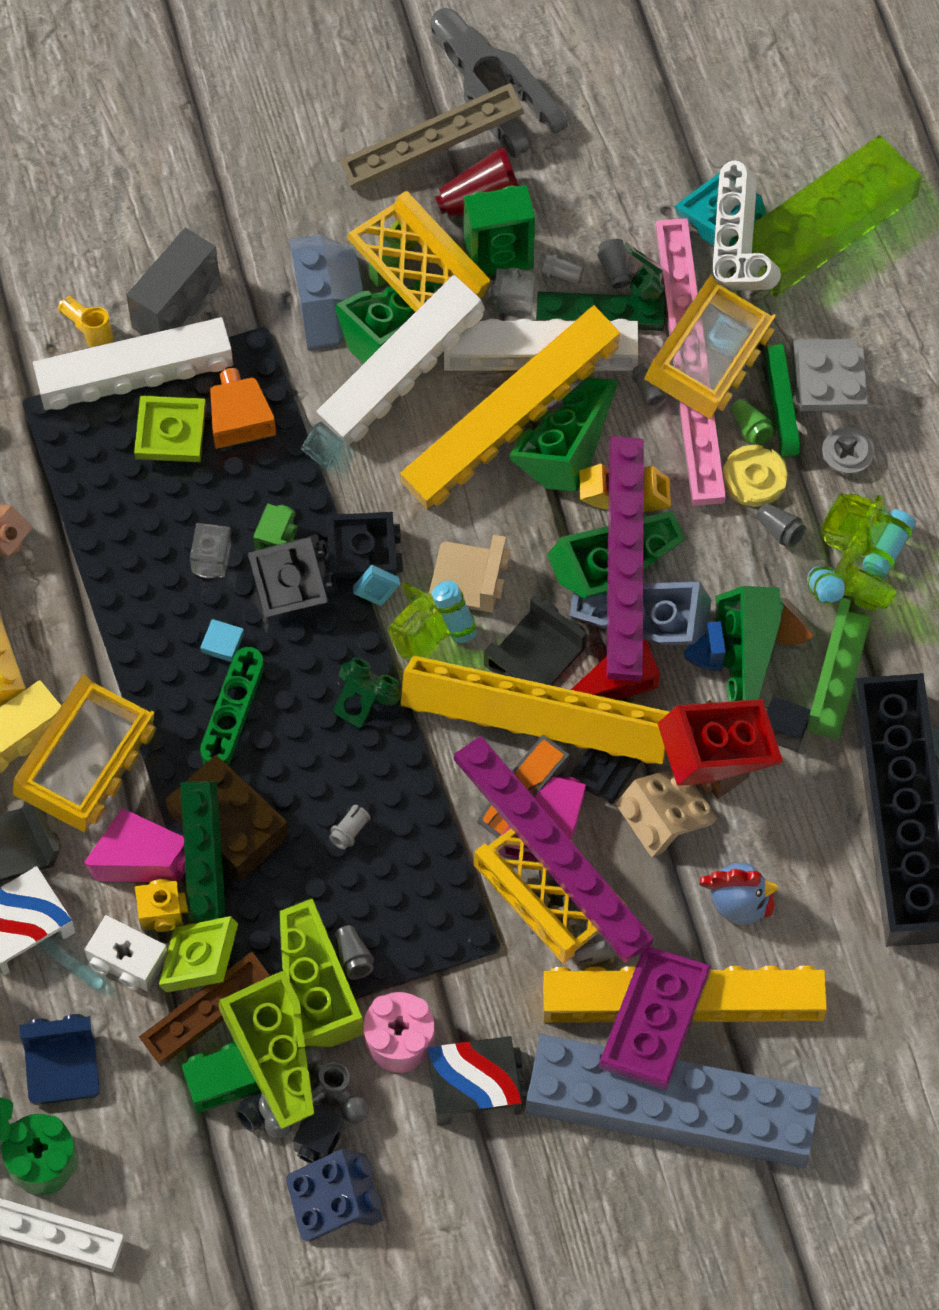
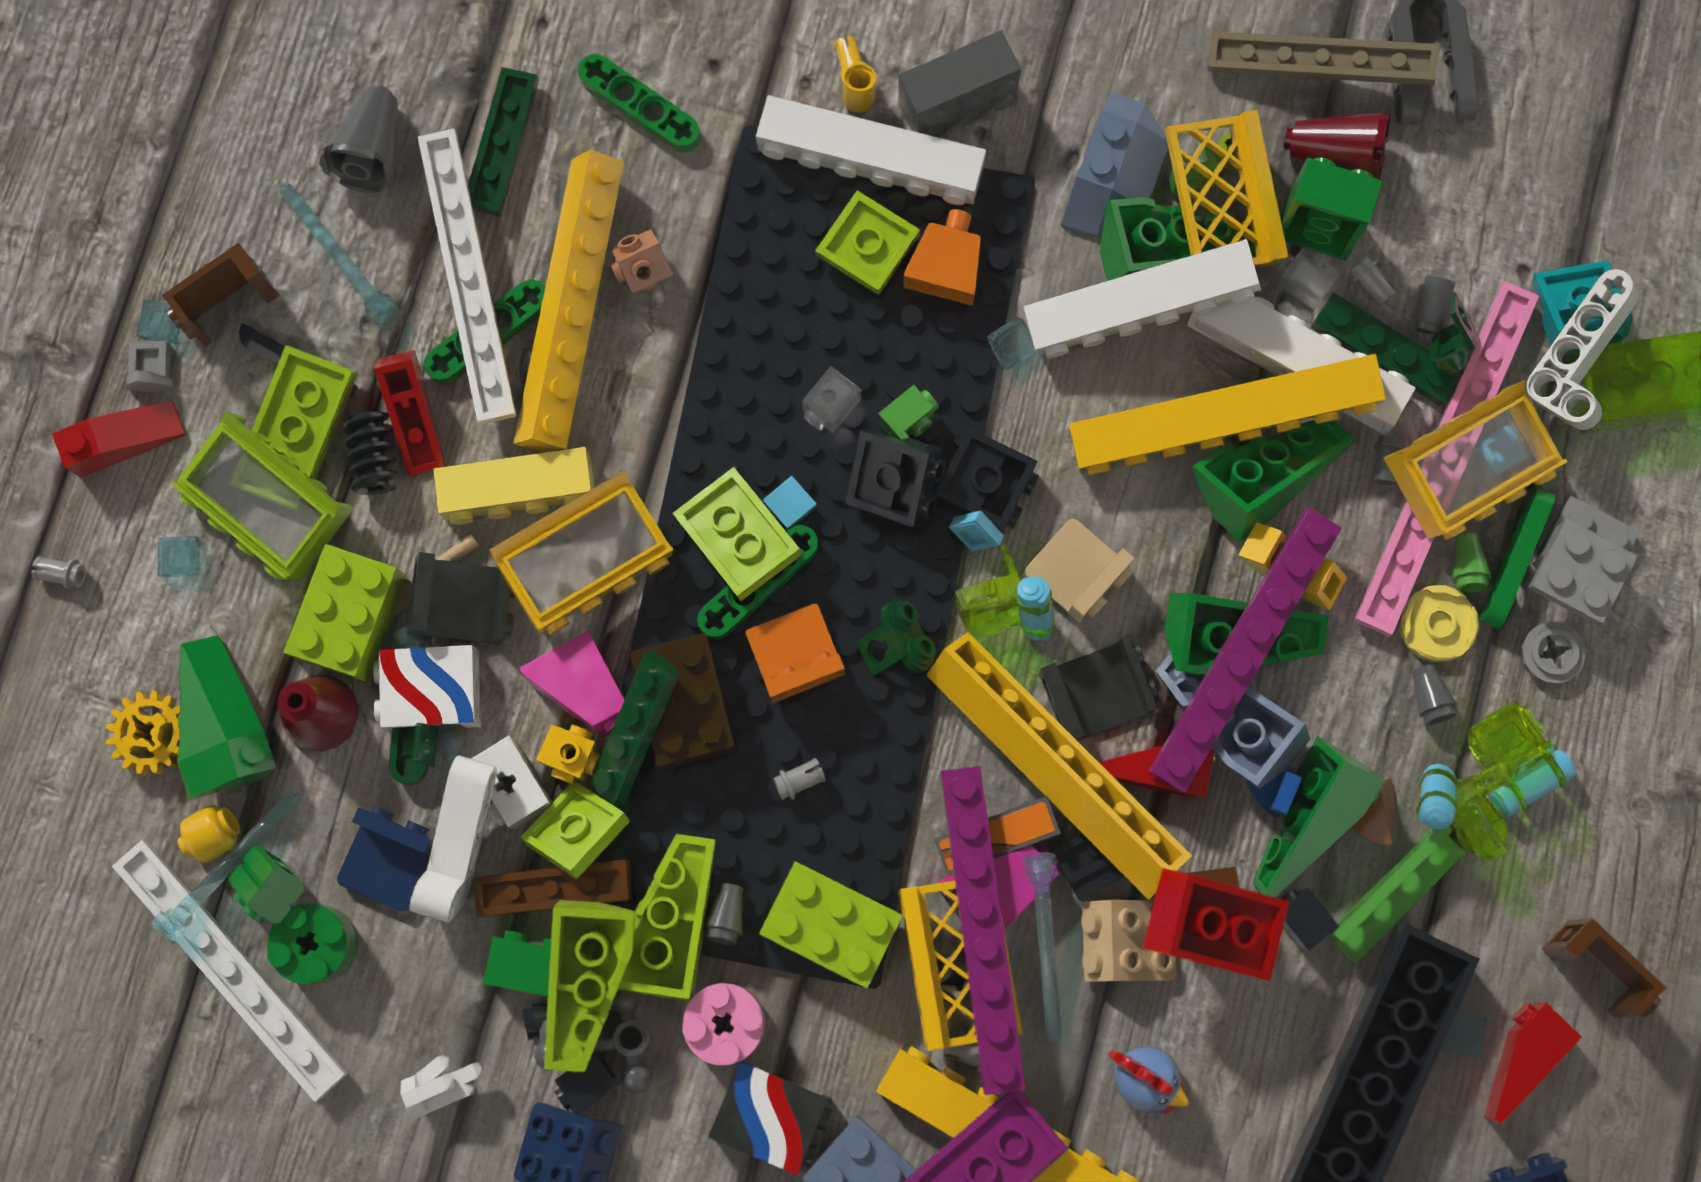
camera: 35 degrees right, 15 degrees up
(34, 973) = (412, 753): none -> dark green bracket
(109, 1005) = (456, 841): none -> white beam
(196, 678) = (737, 533): none -> lime plate
(205, 1199) = (431, 1091): none -> white rock
(292, 741) = (795, 652): none -> orange bracket
(438, 913) = (831, 924): none -> lime brick
(570, 786) = (1040, 871): none -> clear light blue piece

